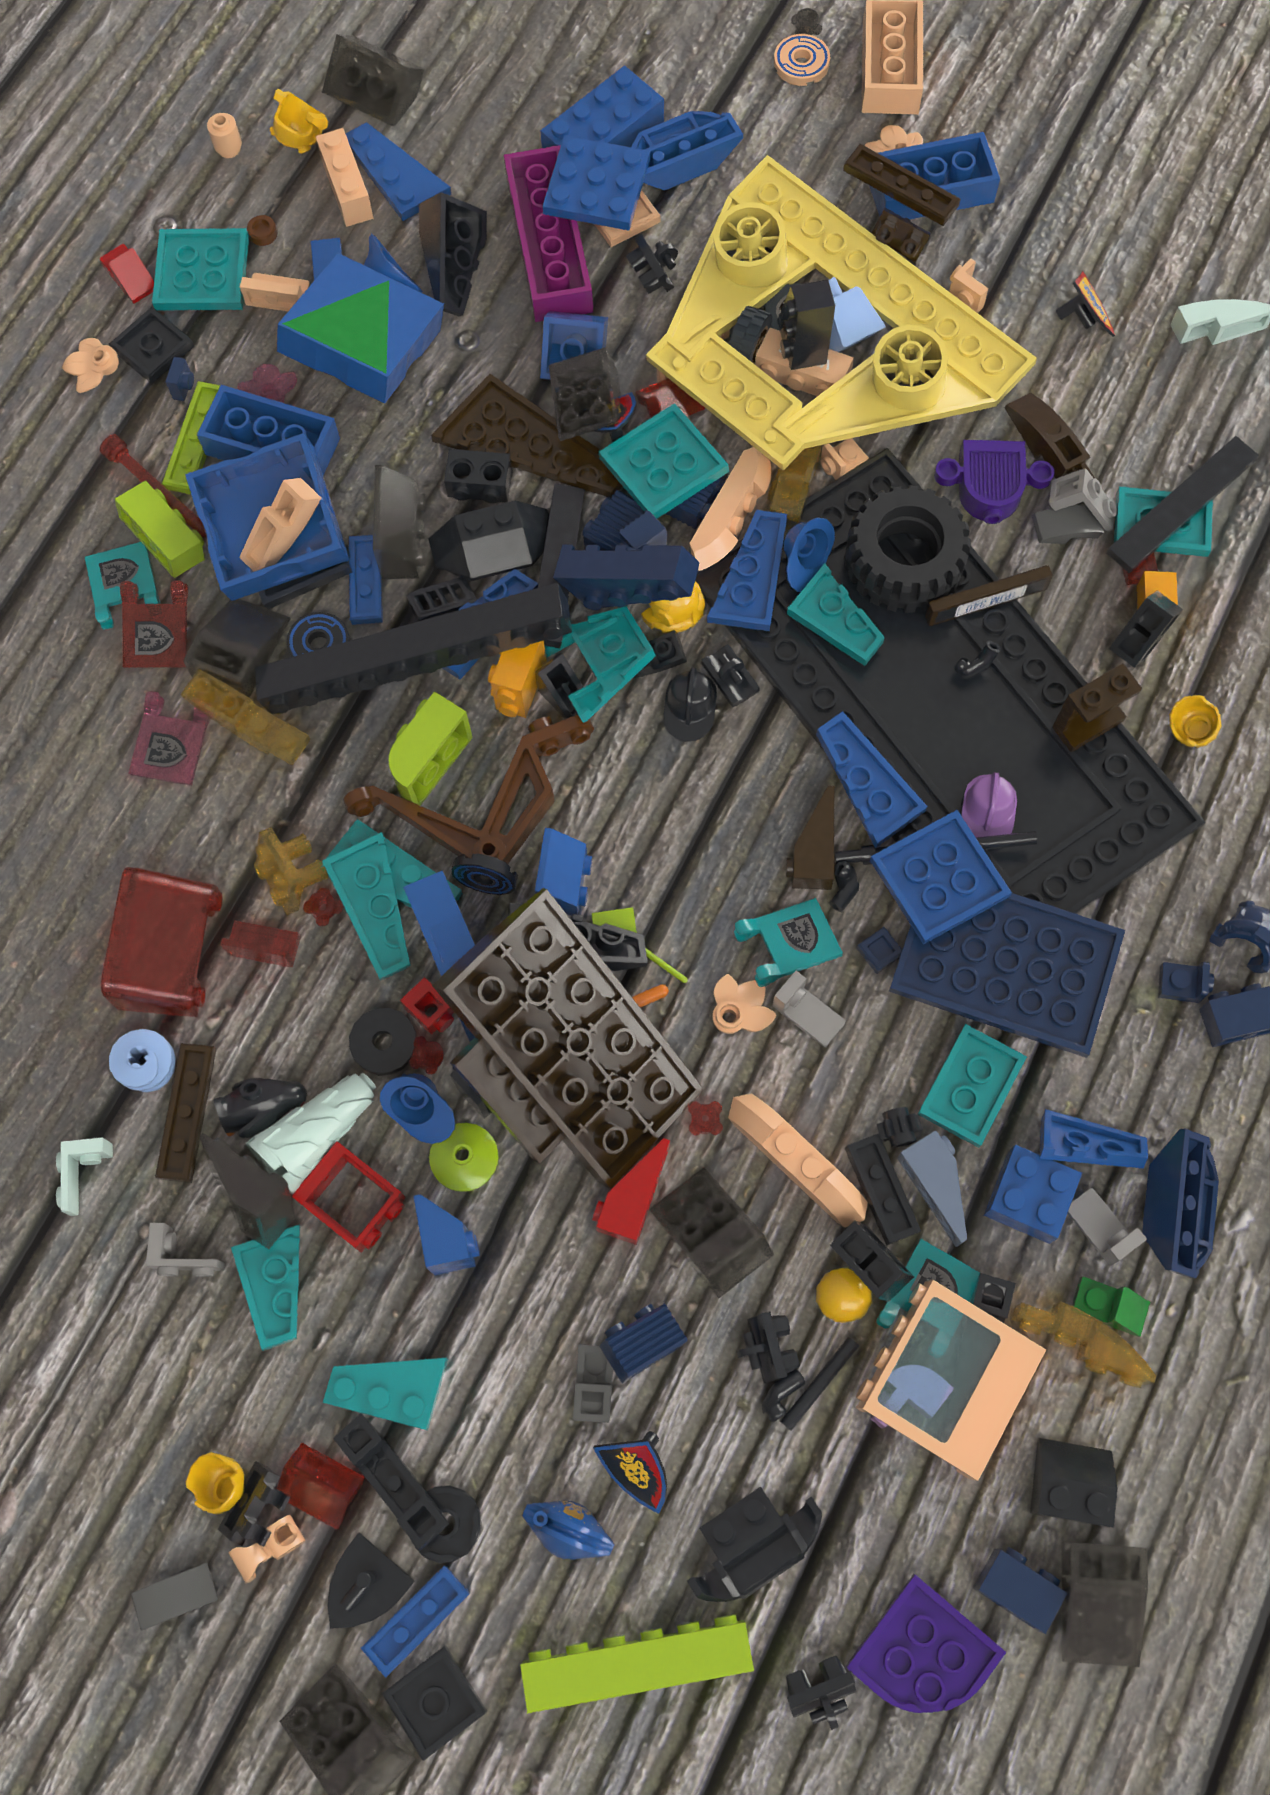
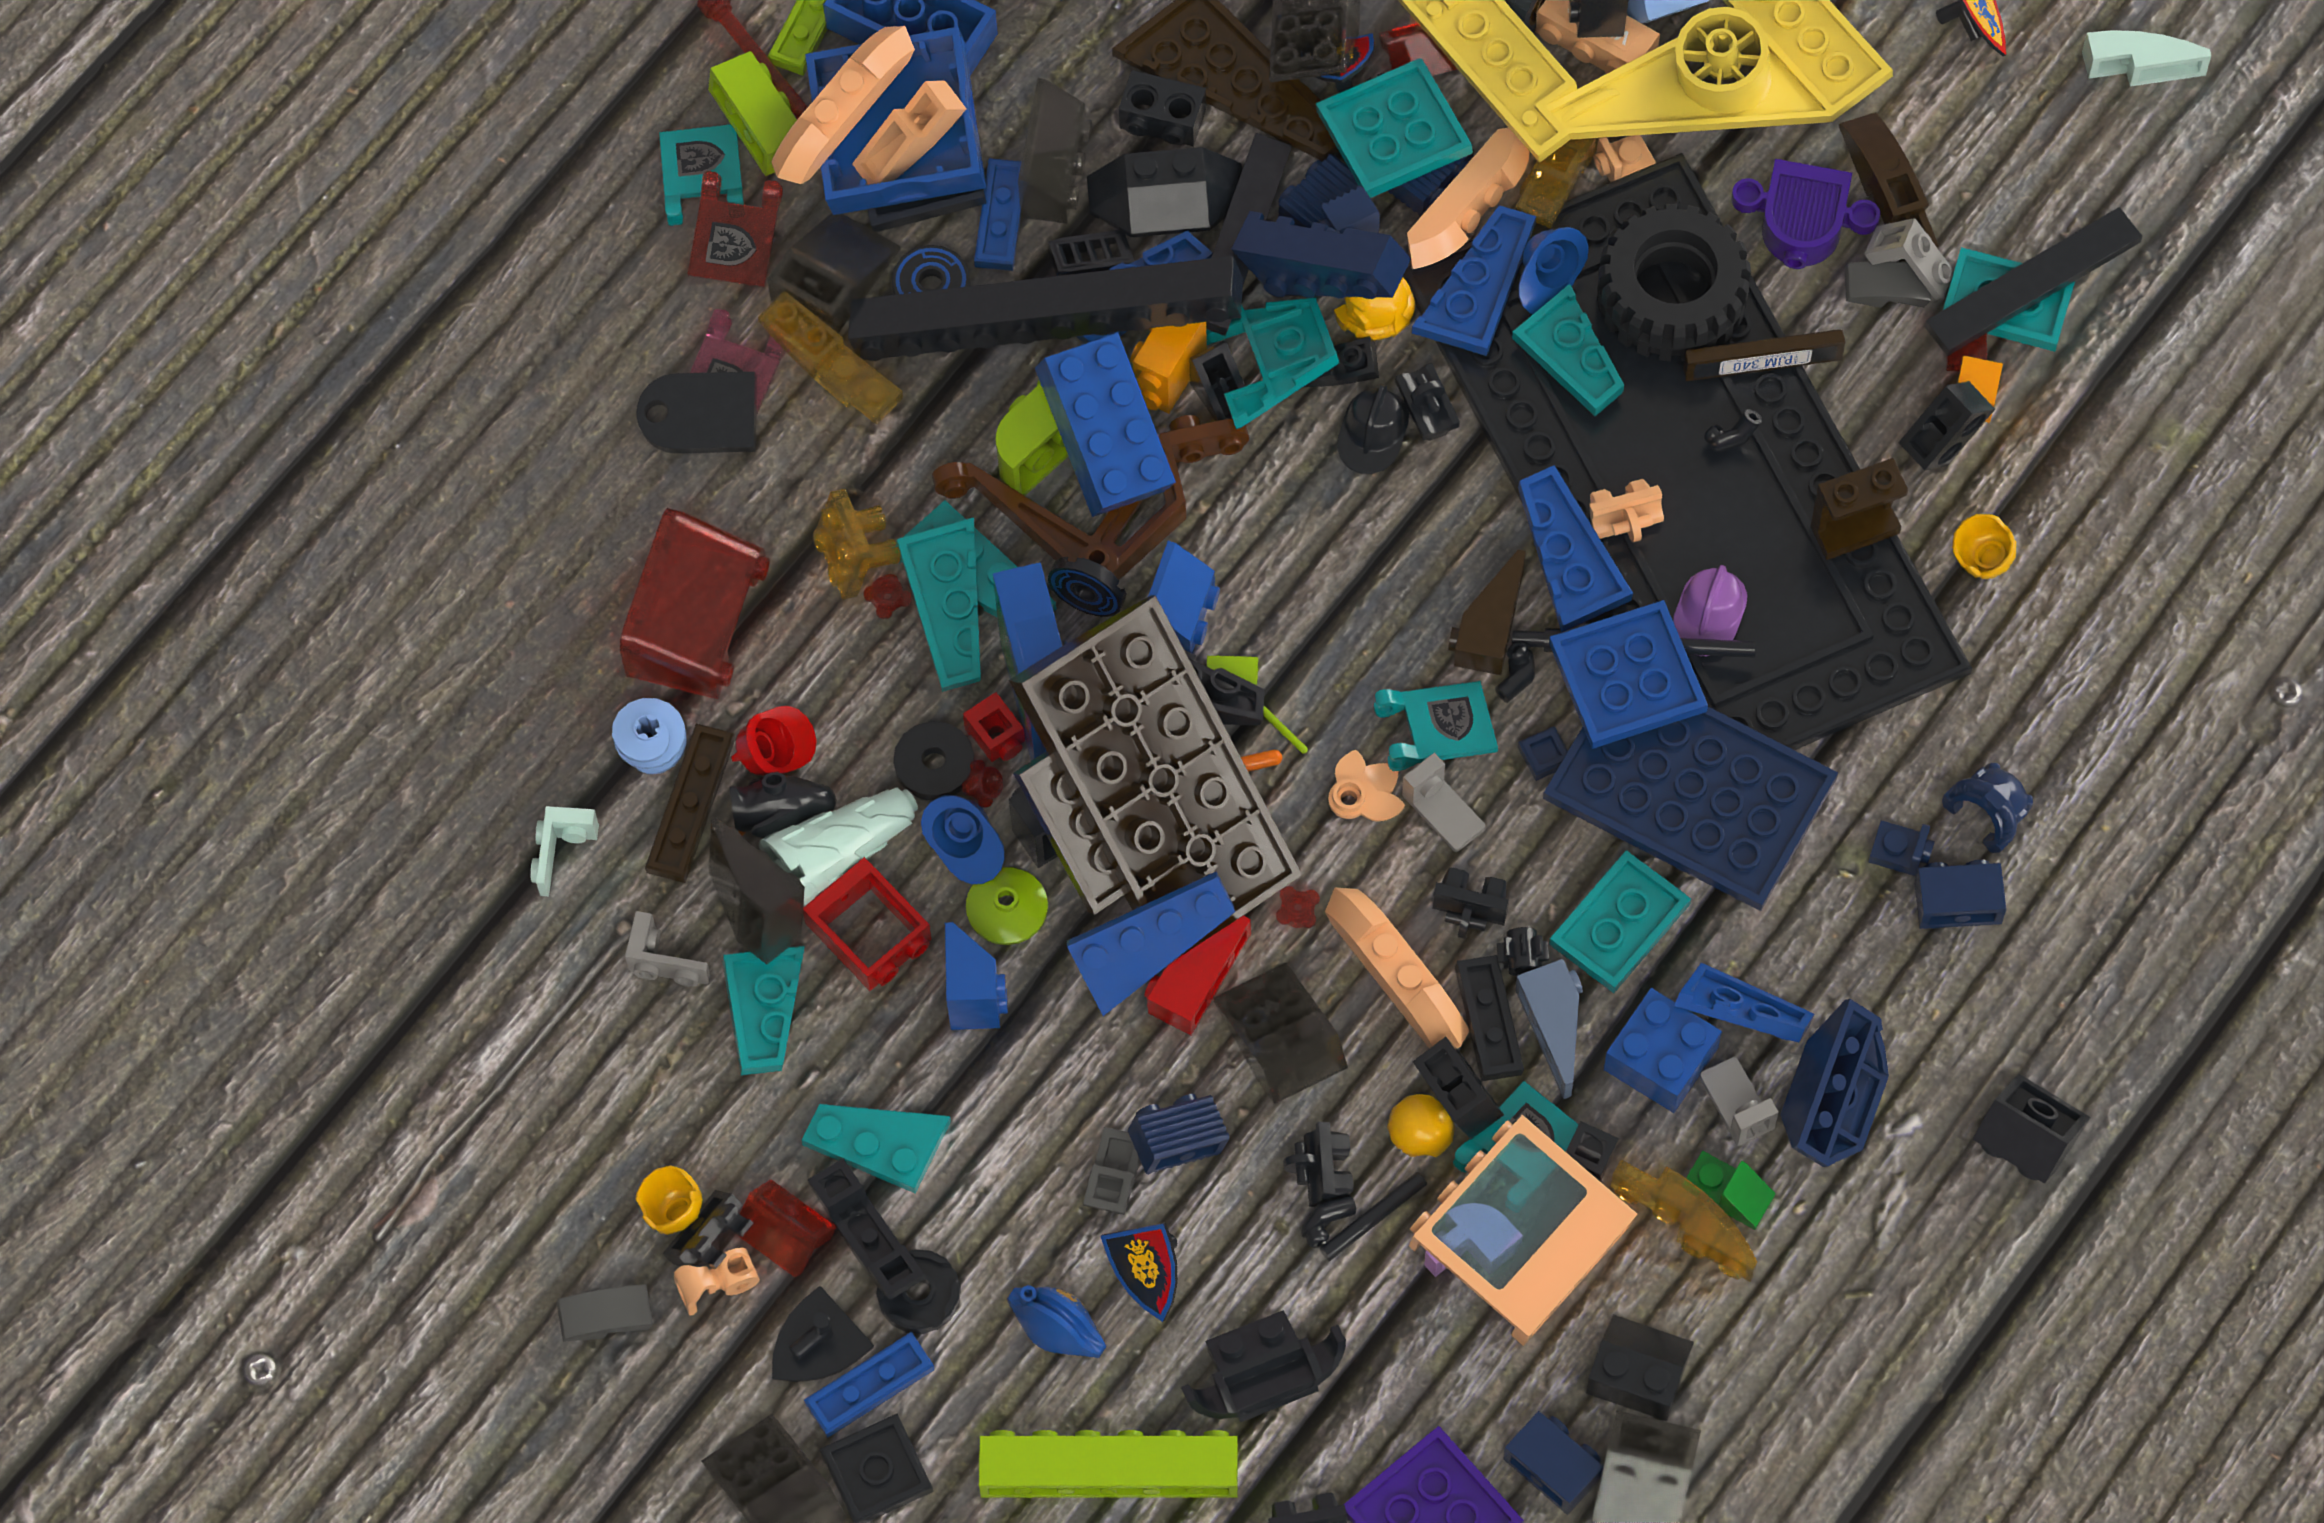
camera: 10 degrees right, 5 degrees down
(150, 778) = (704, 412): none -> black tile
(220, 509) = (842, 104): none -> light nougat brick
(249, 1049) = (776, 741): none -> red piece
(262, 943) = (808, 627): clear red panel -> none
(476, 738) = (1105, 424): none -> blue brick
(583, 1179) = (1141, 943): none -> blue wing
(862, 1090) = (1469, 907): none -> black hips
(908, 741) = (1626, 512): none -> light nougat hips

